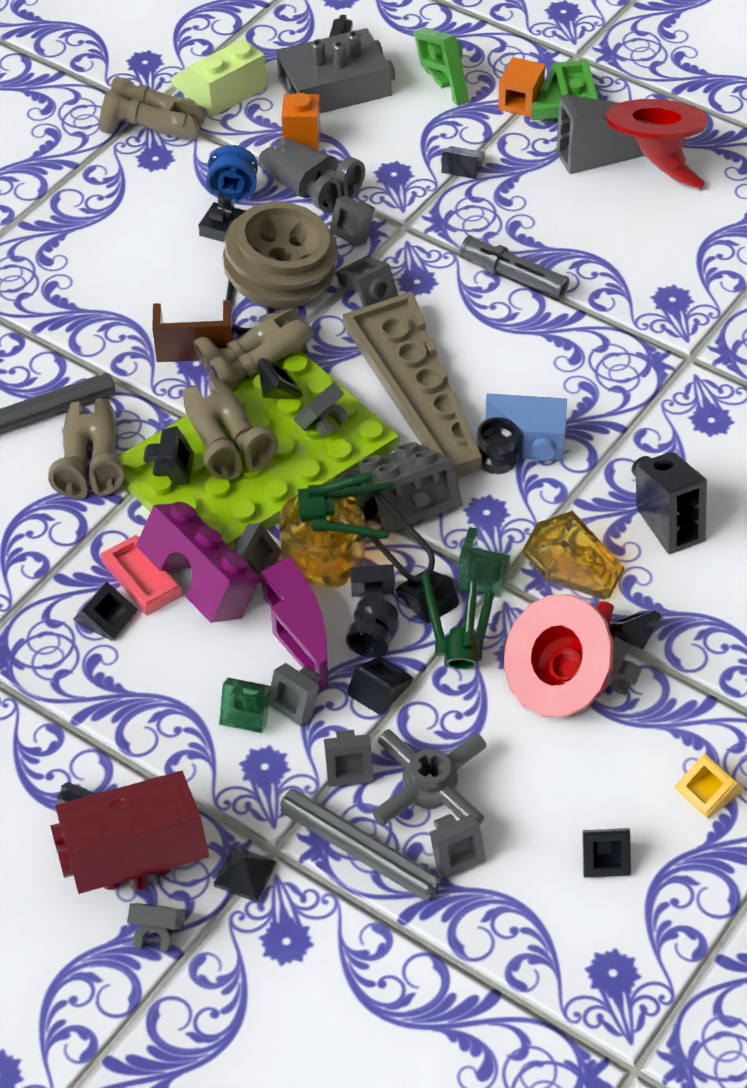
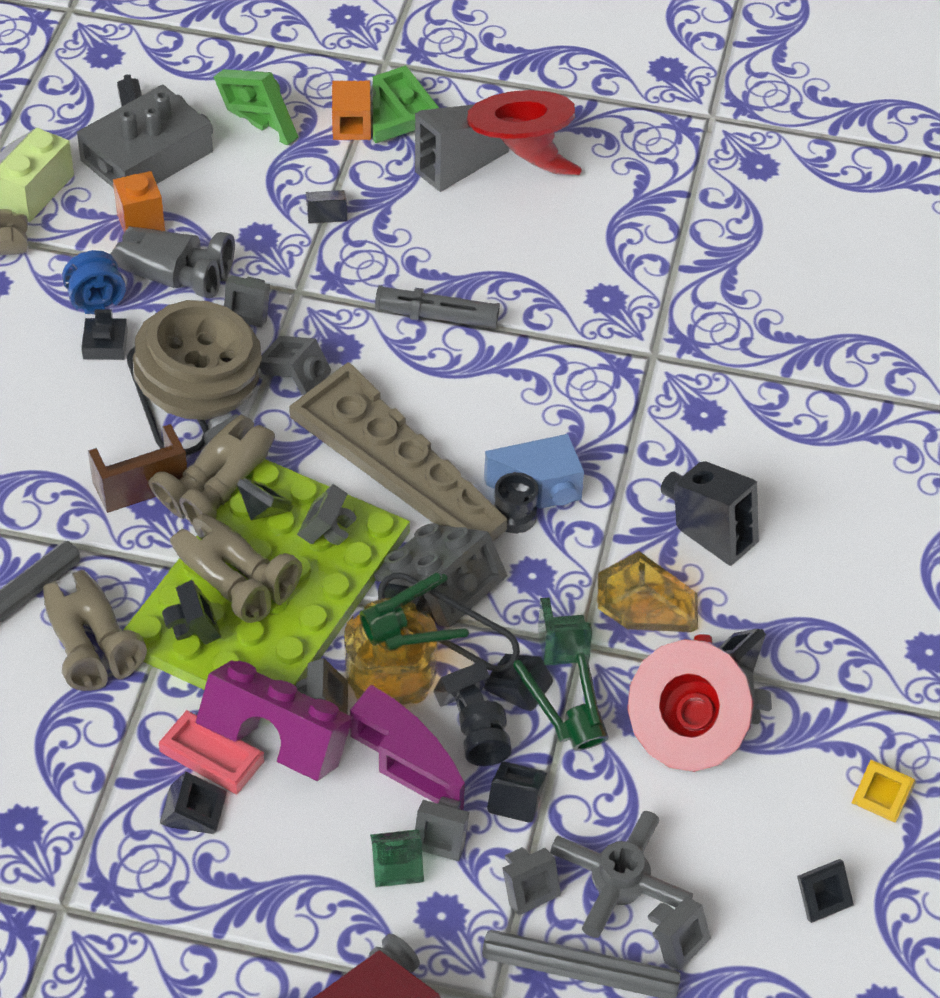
camera: 25 degrees left, 0 degrees up
(202, 785) = (398, 951): none -> dark grey bush

